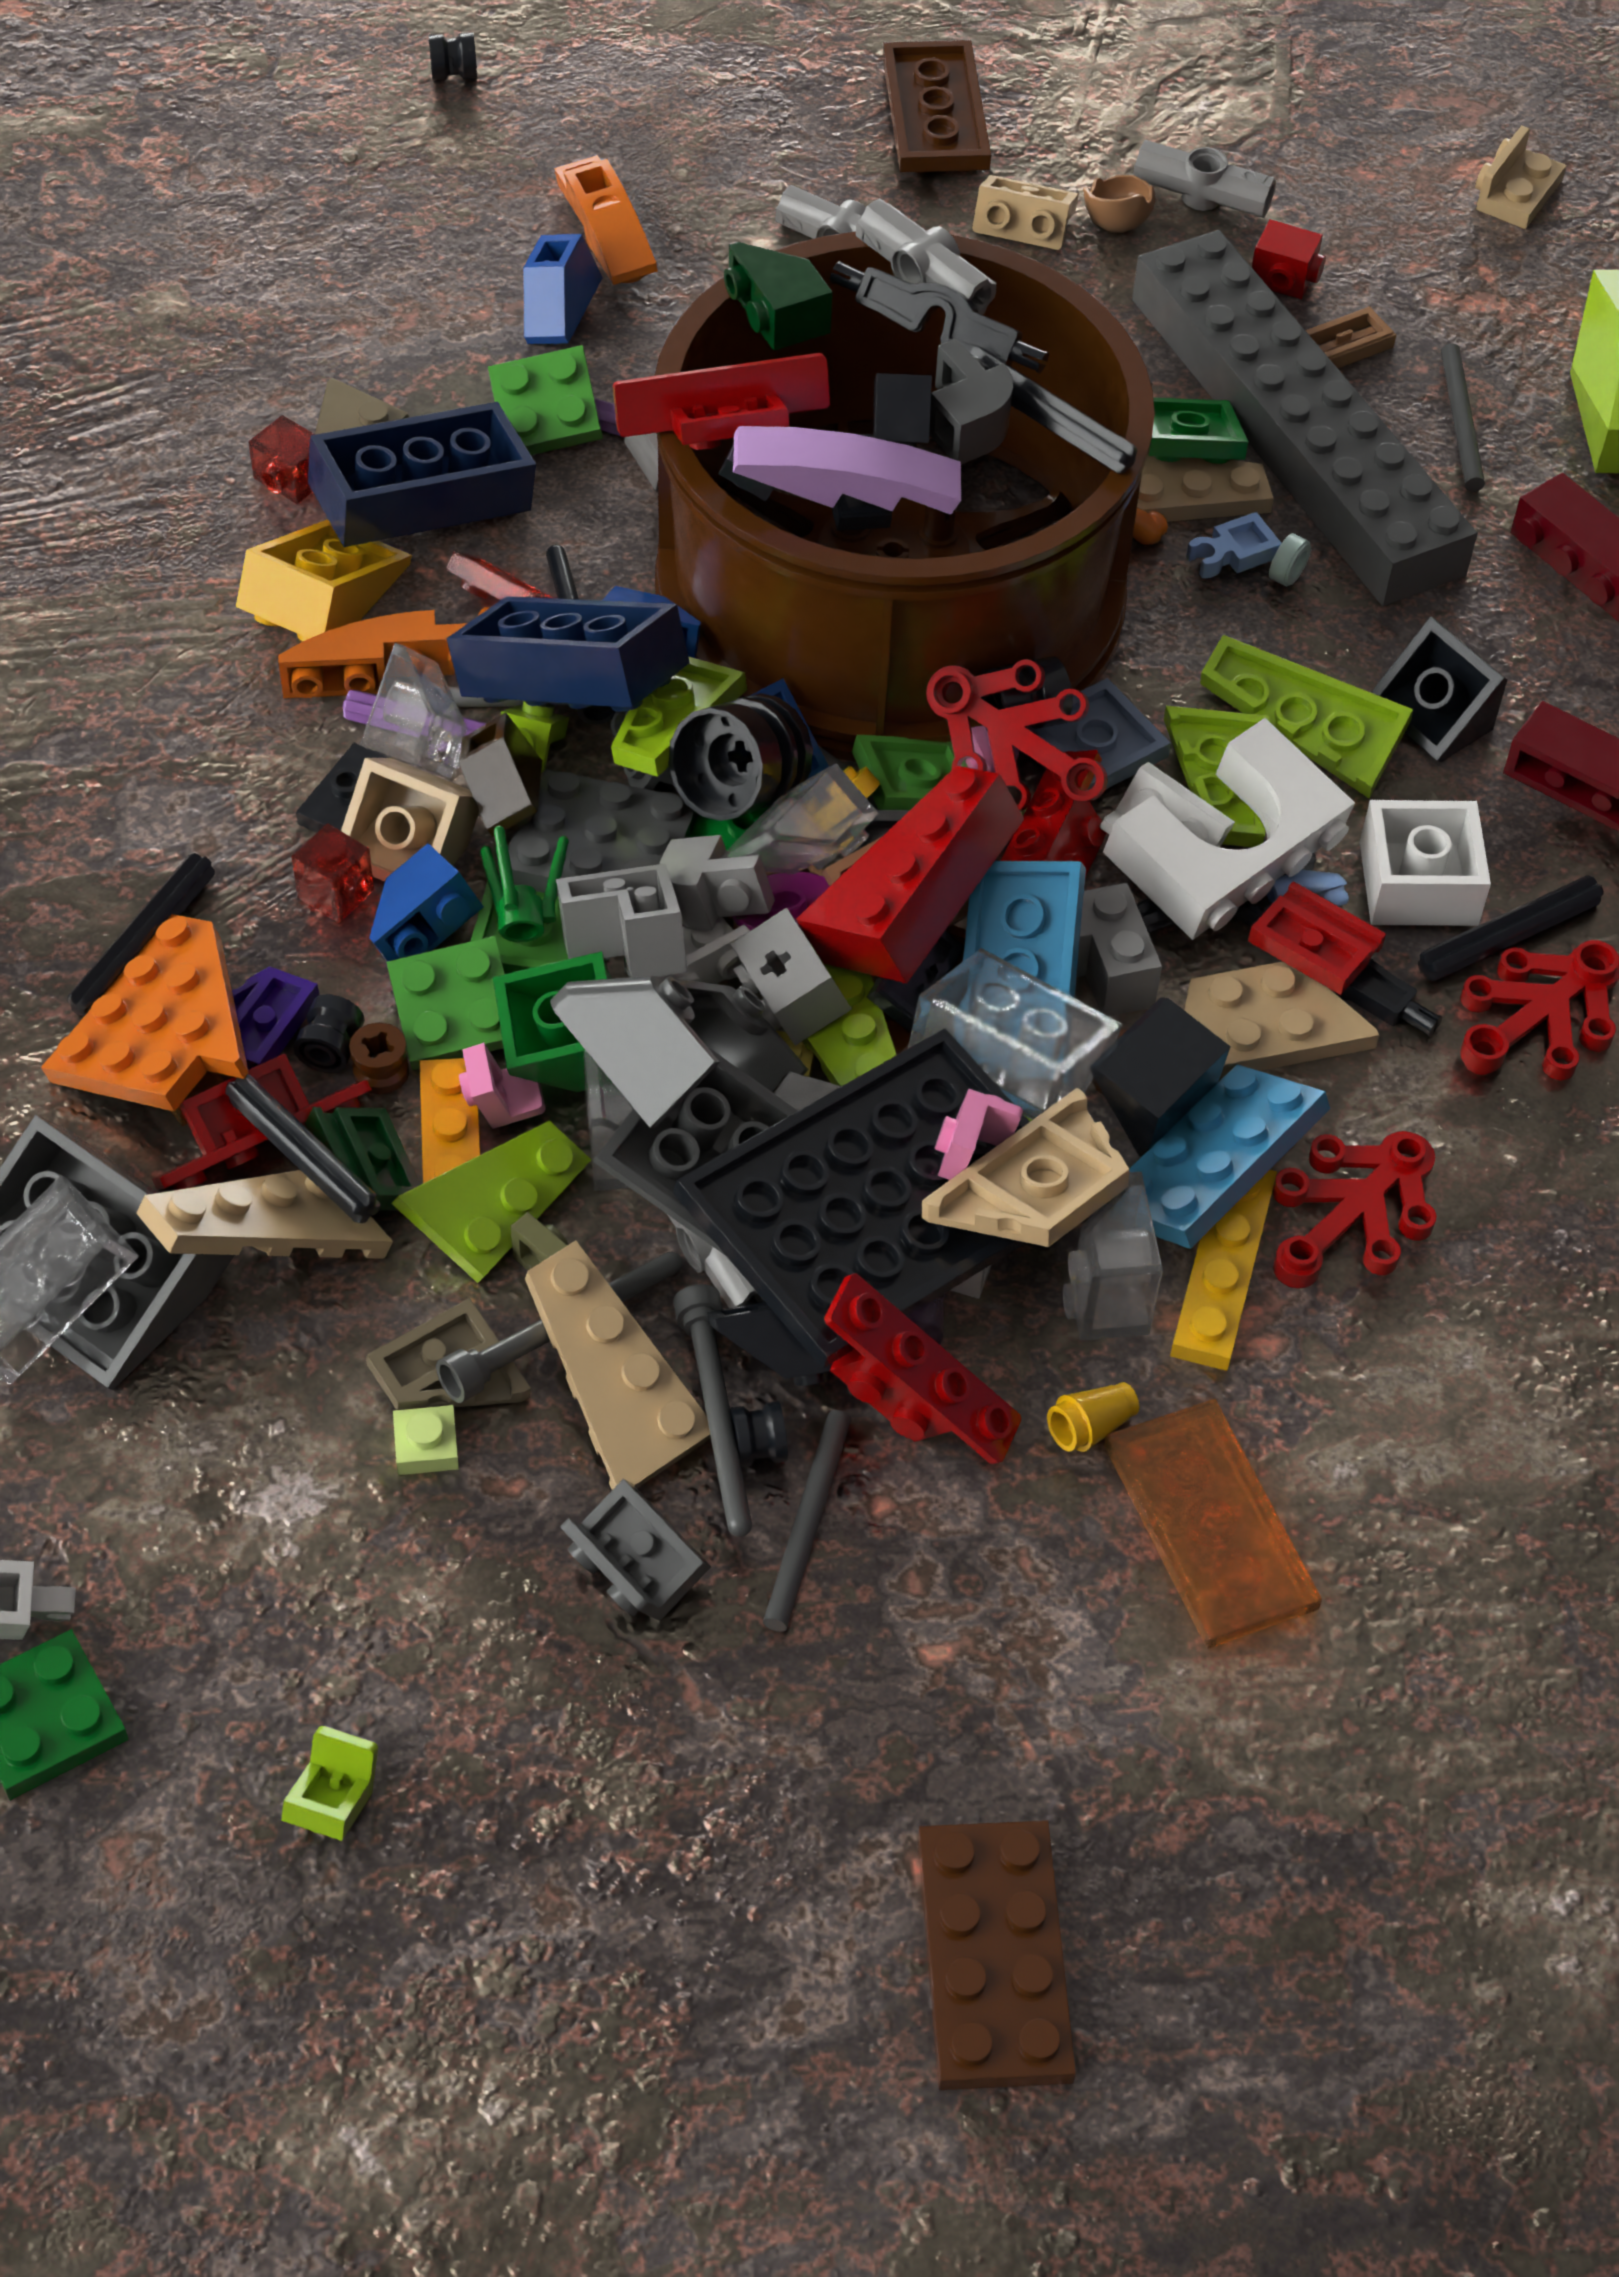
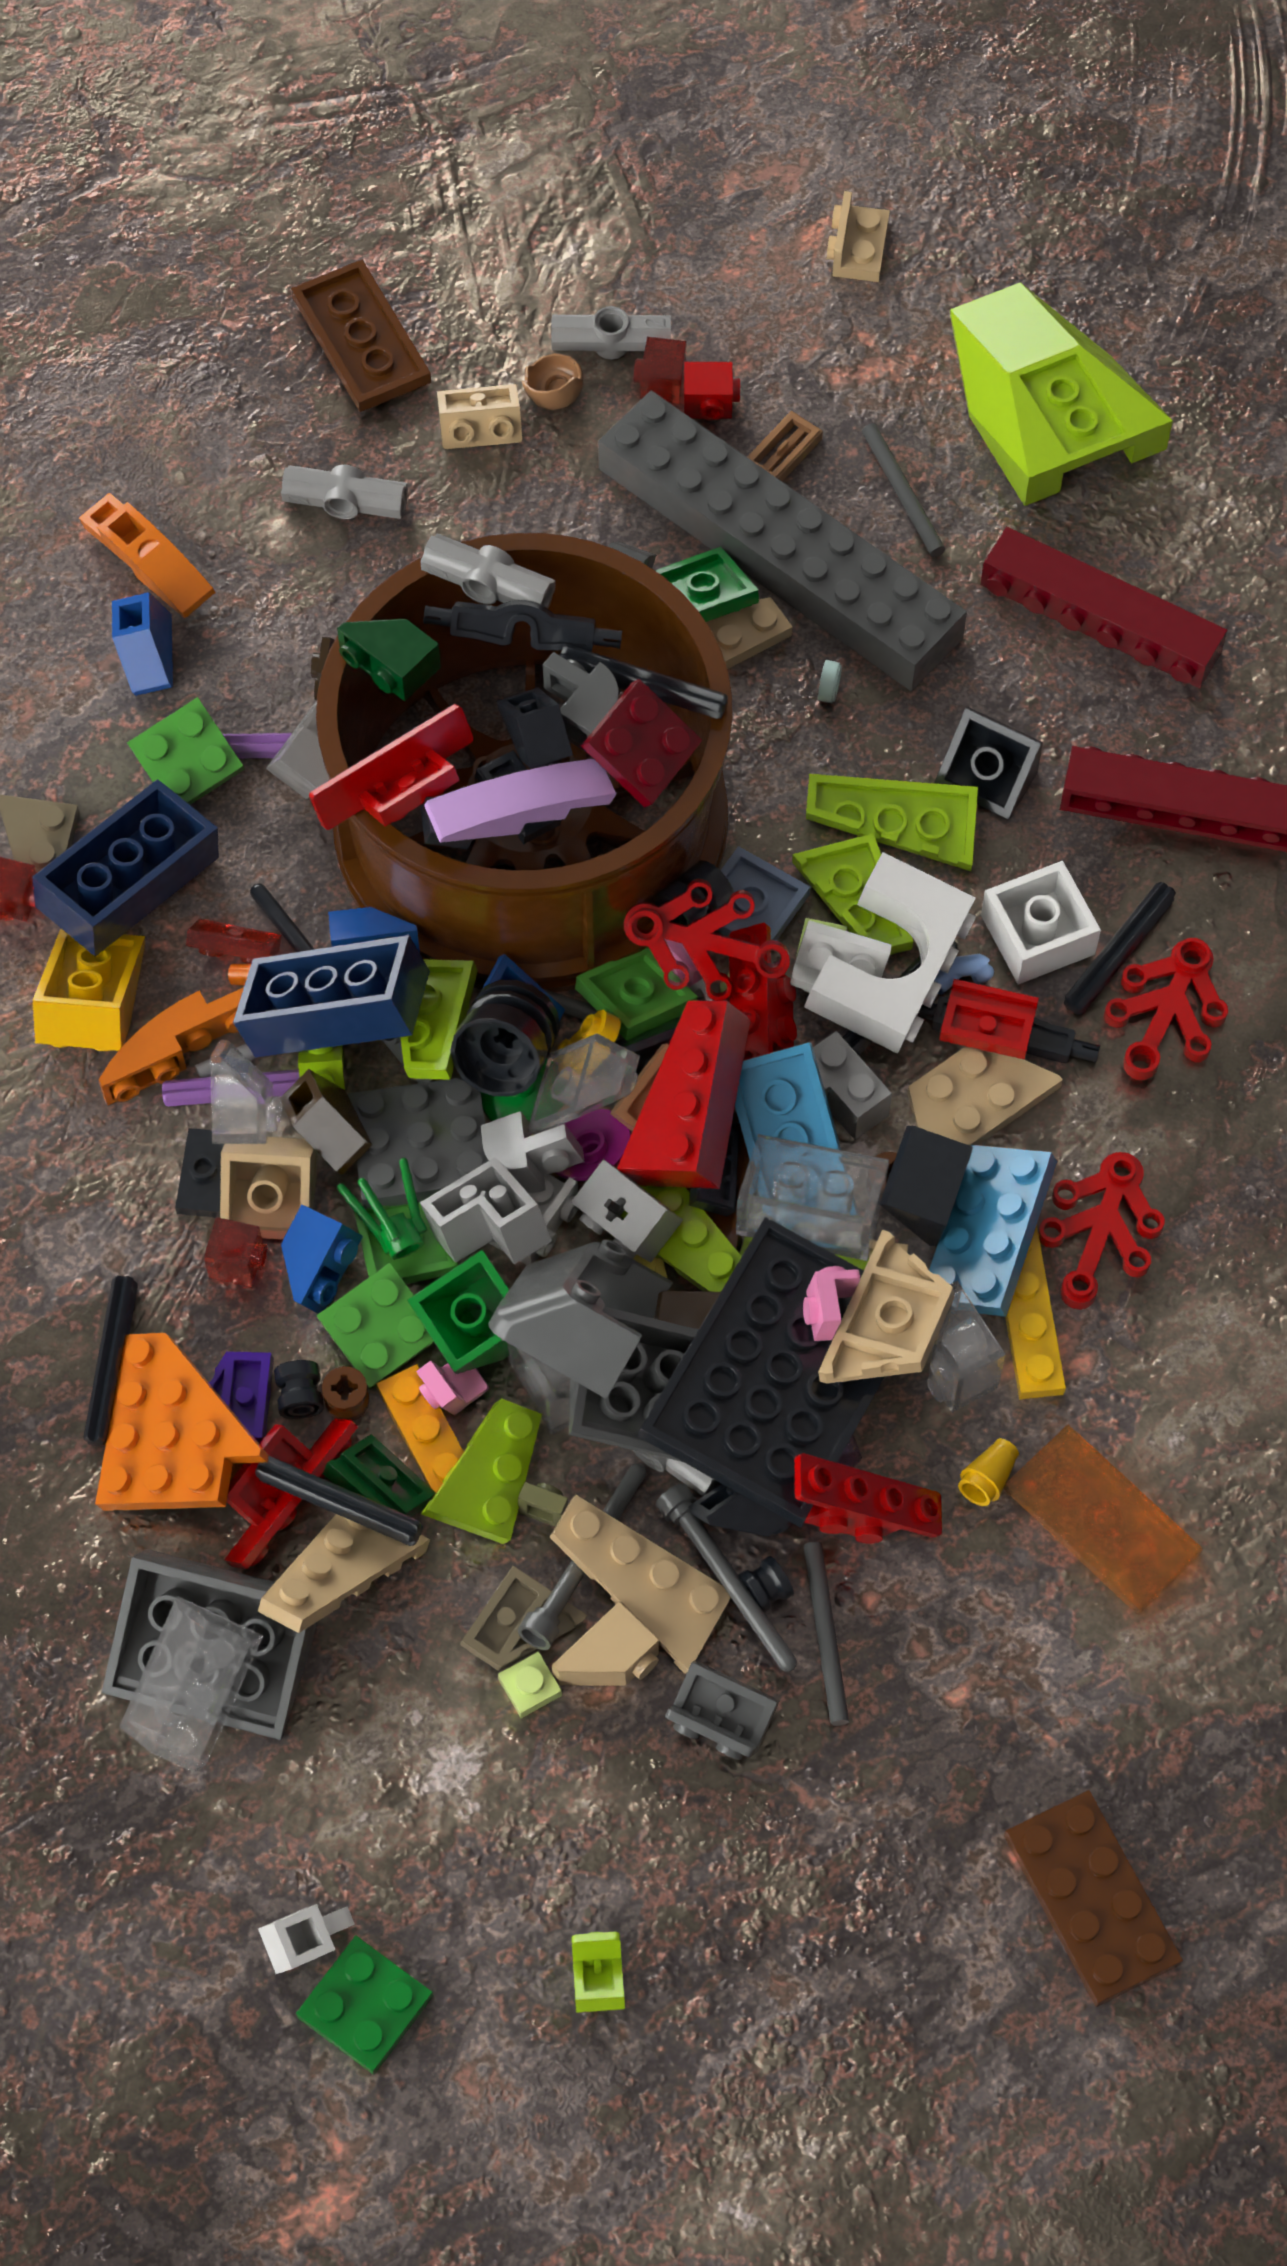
camera: 20 degrees left, 10 degrees up
(531, 1436) = (609, 1652): none -> tan slope
(1013, 456) = (641, 743): none -> dark red plate
(1240, 542) = (783, 679): light blue plate -> none
(1244, 219) = (662, 368): none -> clear red brick

